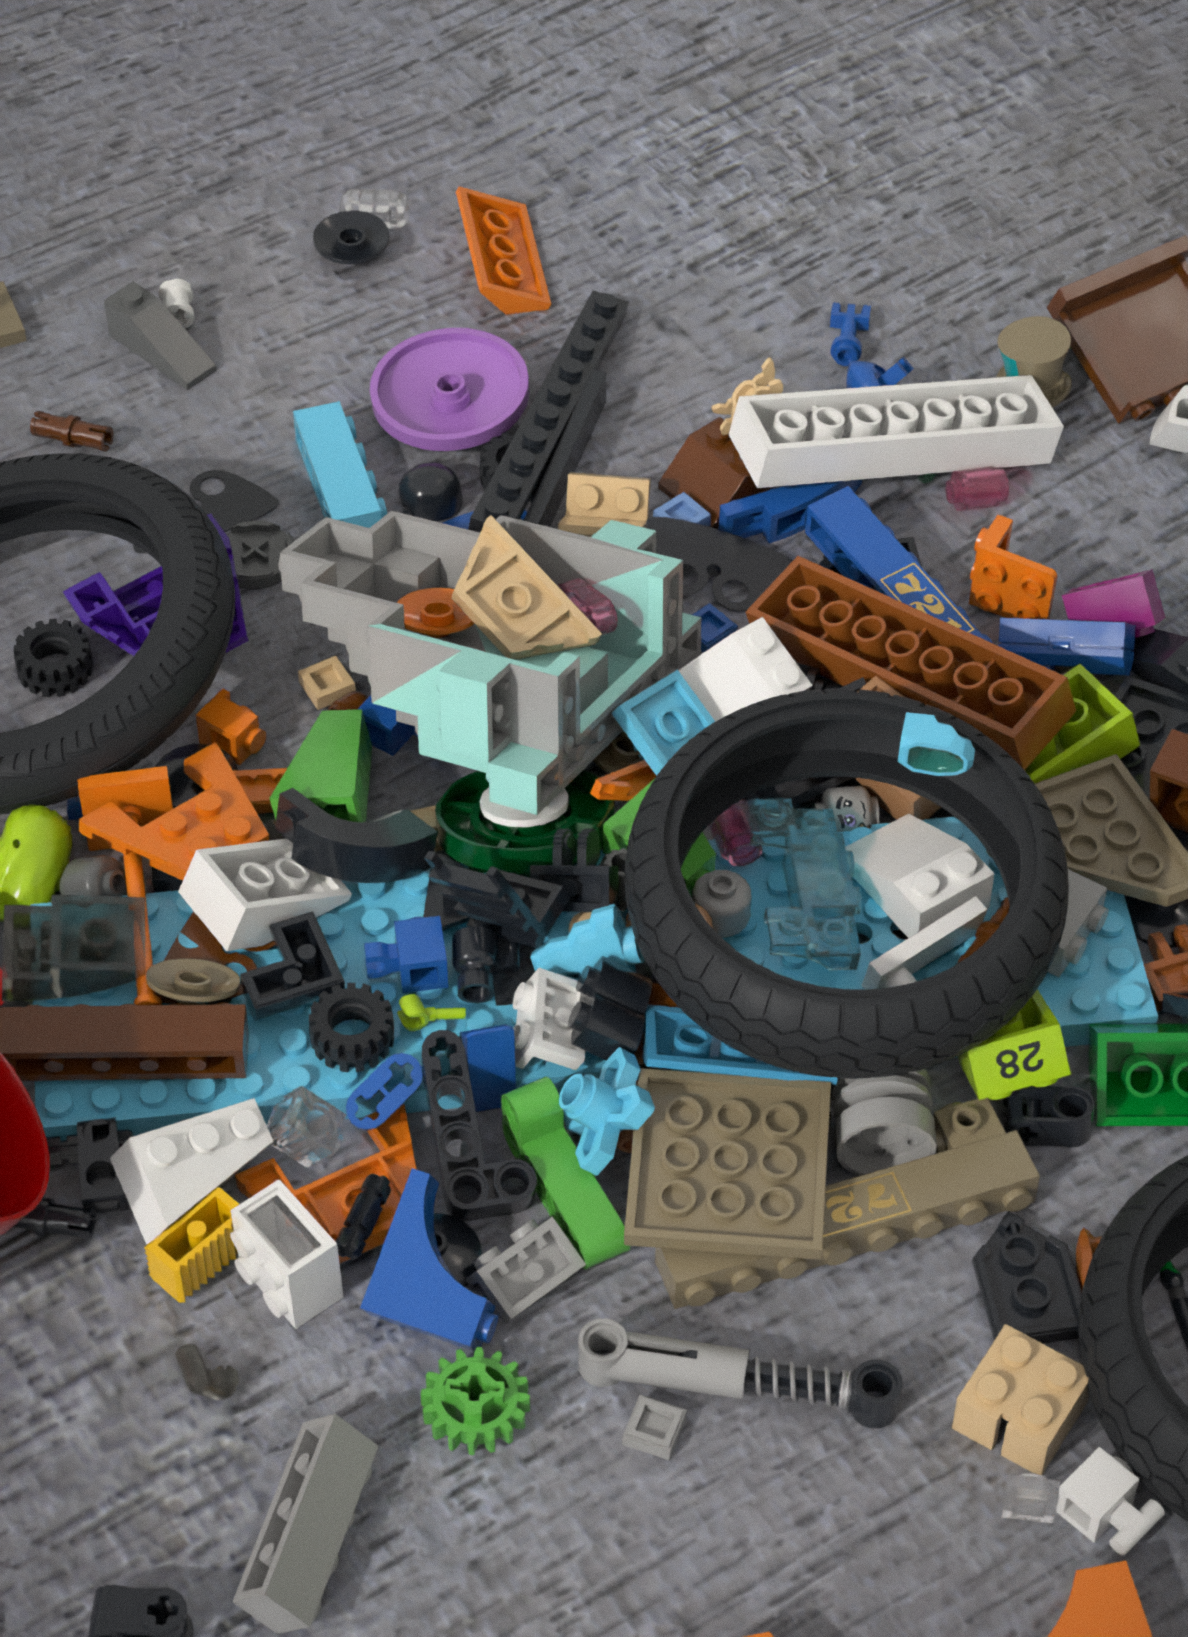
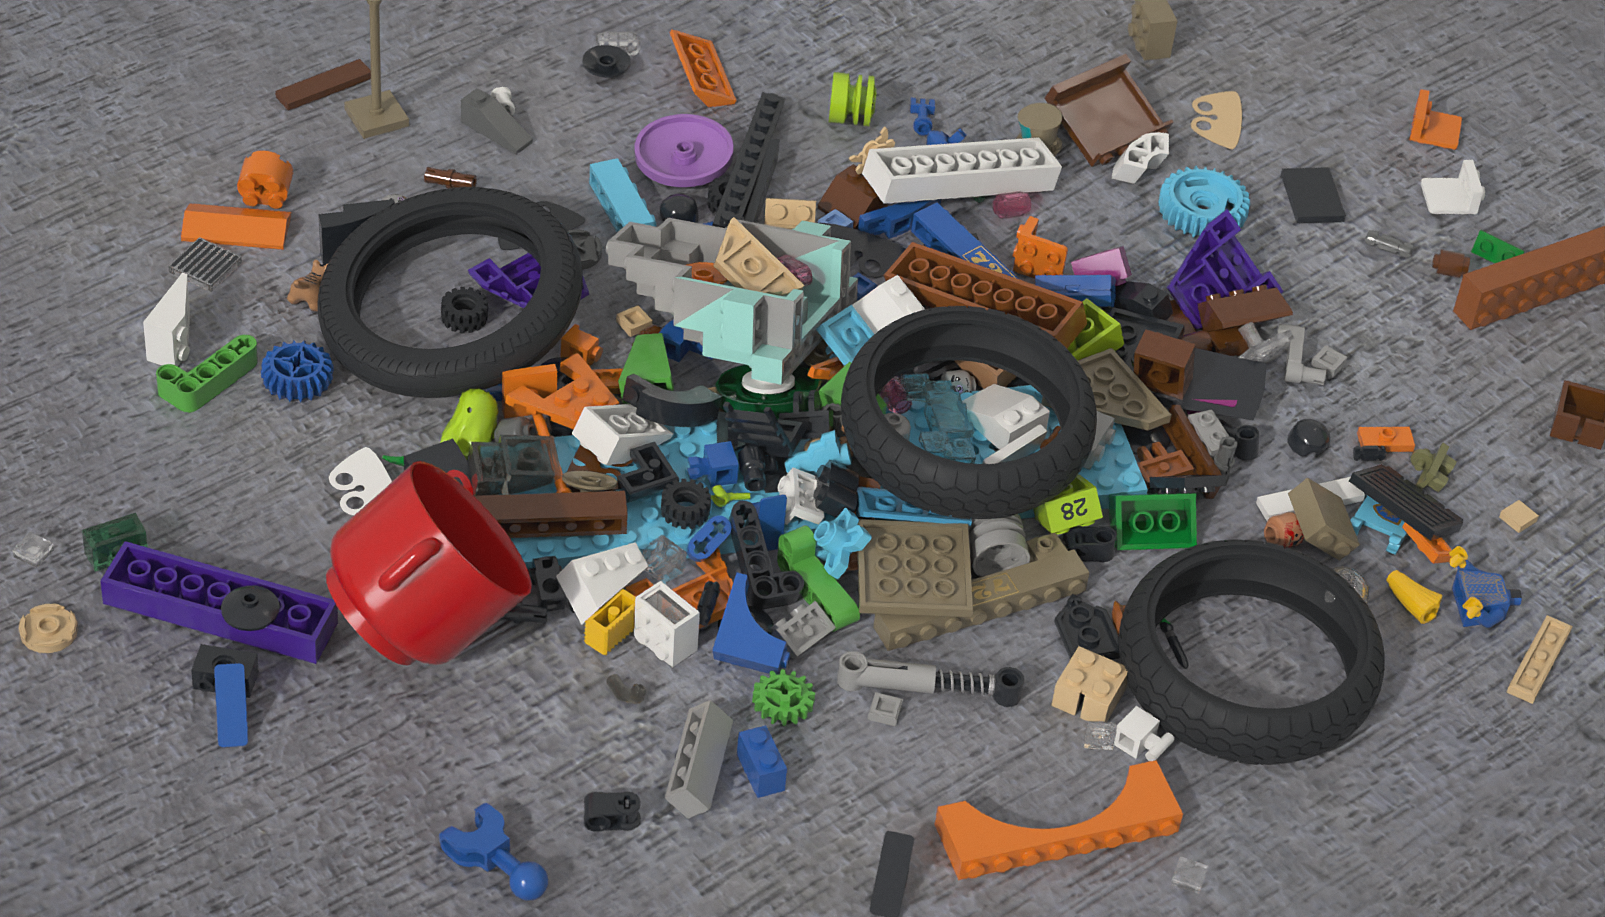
camera: 10 degrees left, 5 degrees down
(418, 1530) = (761, 761): none -> blue brick
(731, 305) = (852, 99): none -> lime wheel
(933, 747) = (1016, 334): medium azure rock -> none

